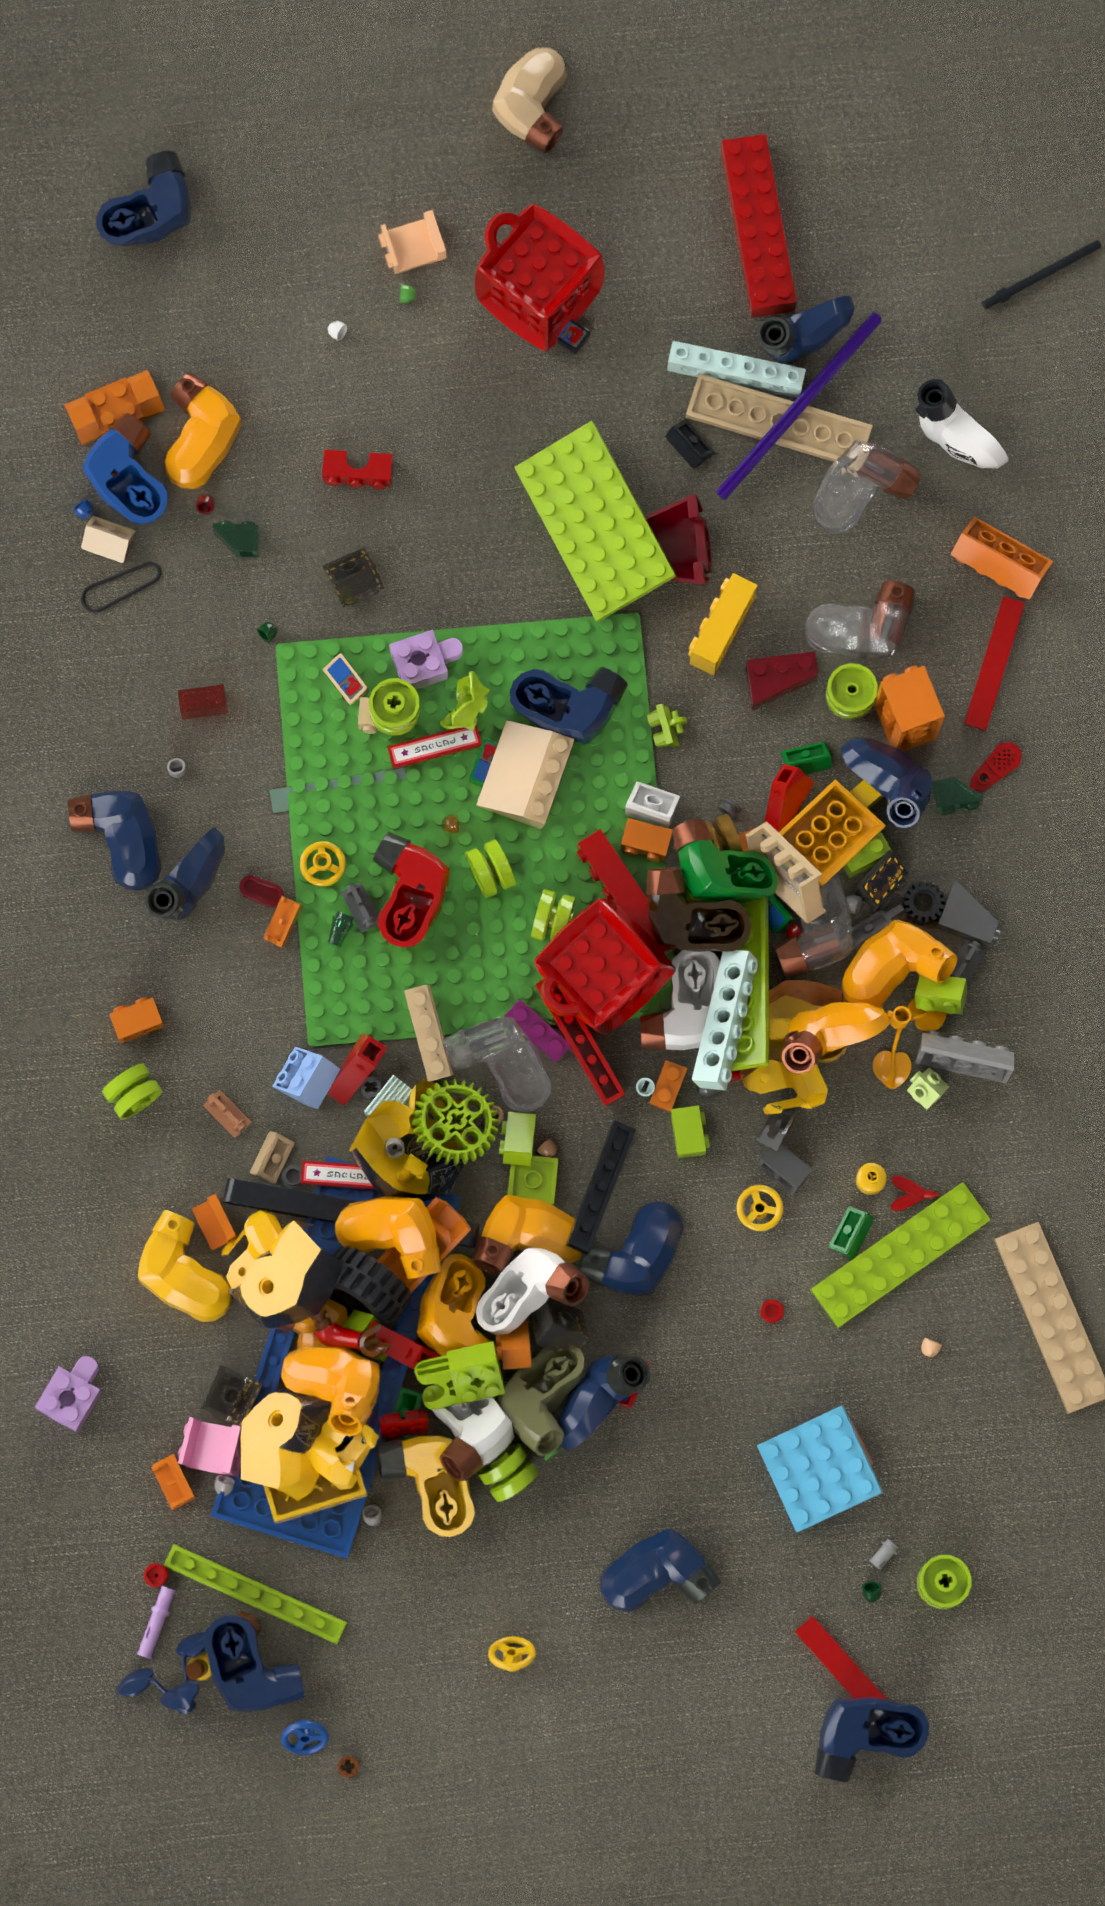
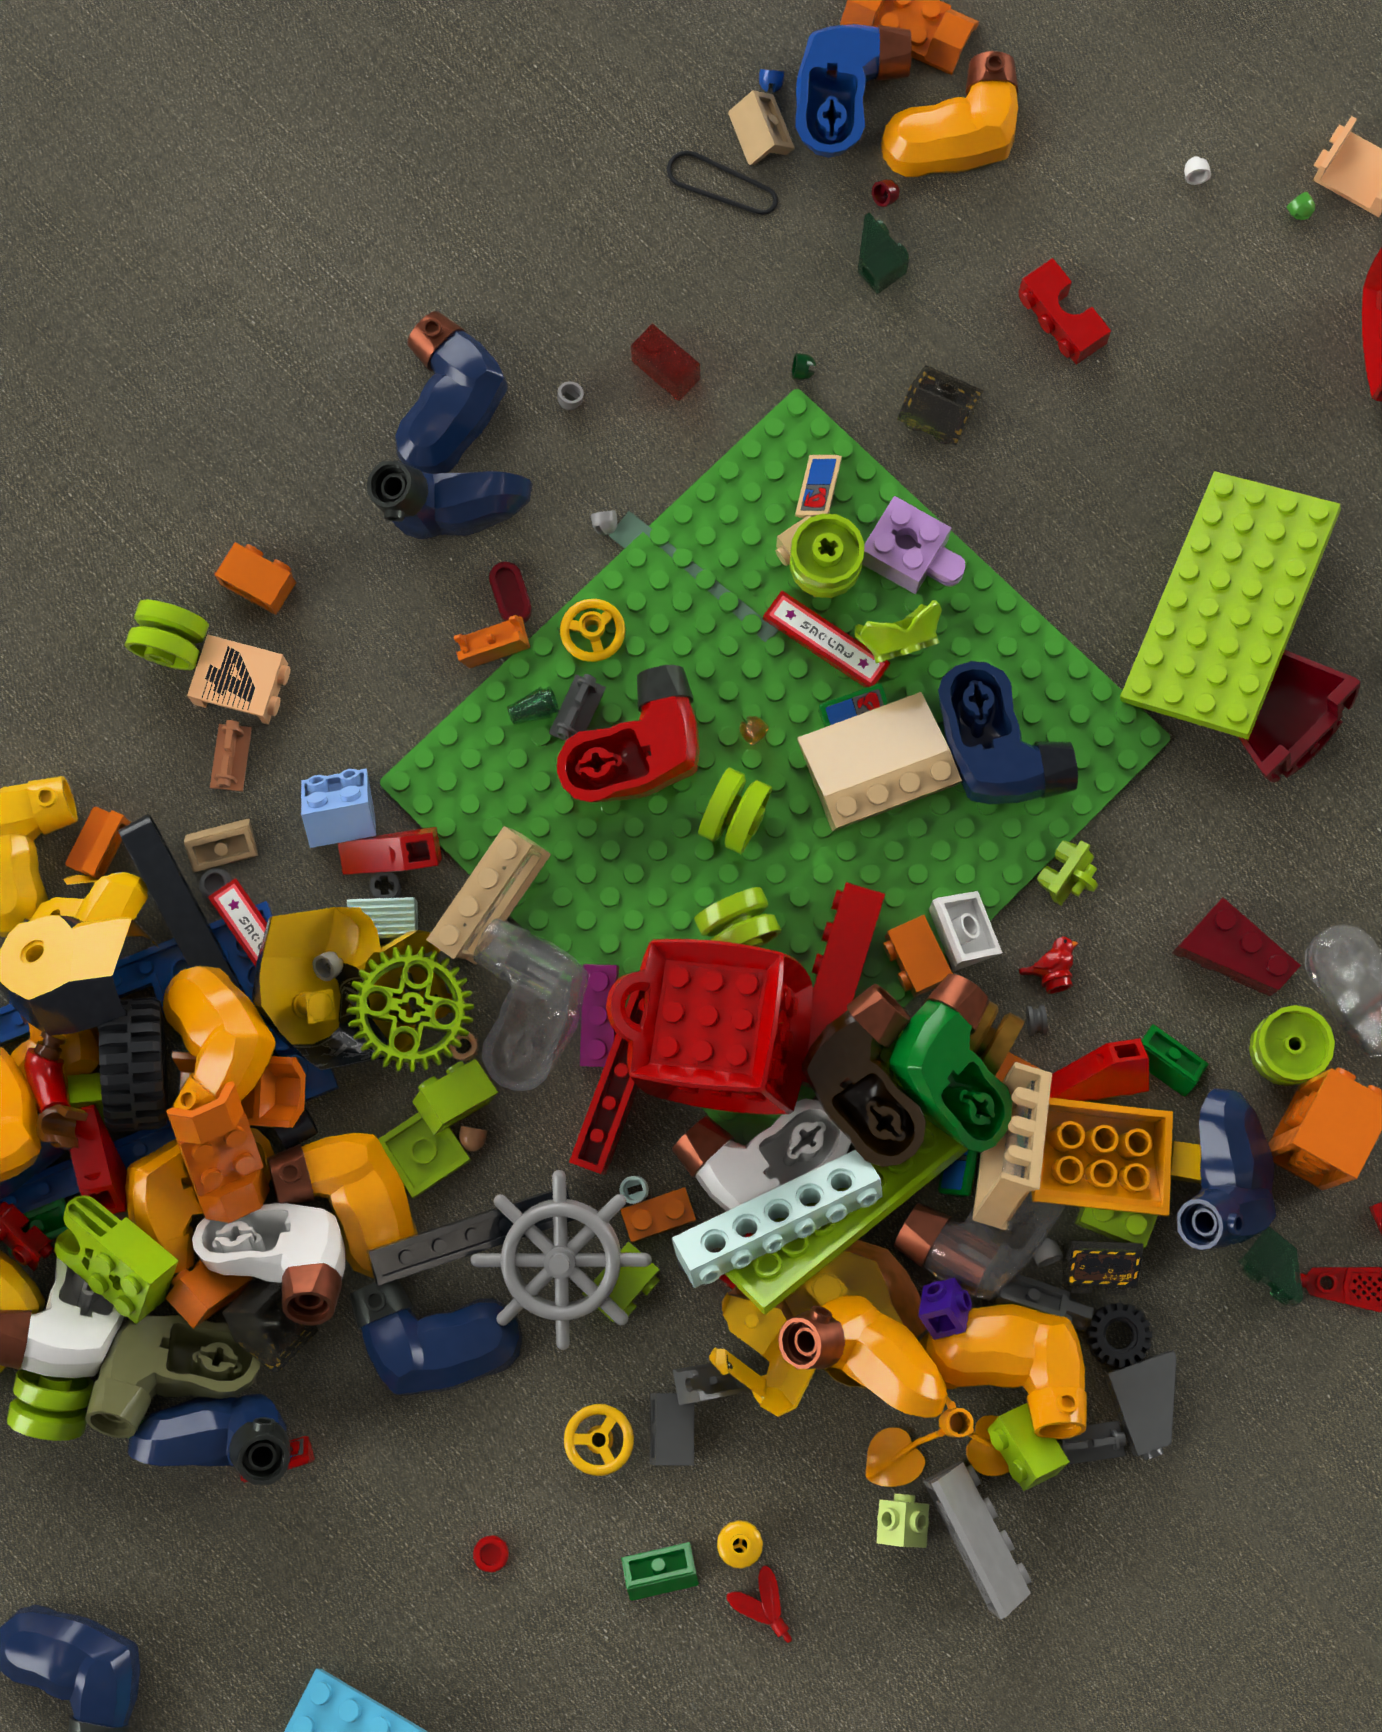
camera: 55 degrees right, 0 degrees up
(187, 1073) = (239, 678): none -> light nougat panel
(265, 808) = (604, 522): none -> light grey hinge
(457, 1277) = (221, 1157): none -> orange piece
(653, 1149) = (561, 1259): none -> light grey piece
(709, 775) = (1054, 966): none -> red animal
(723, 624) = (1240, 836): yellow brick -> none
(793, 930) = (957, 1210): red hinge -> none
(839, 975) = (944, 1308): none -> dark purple brick
(900, 1255) = (680, 1653): lime plate -> none

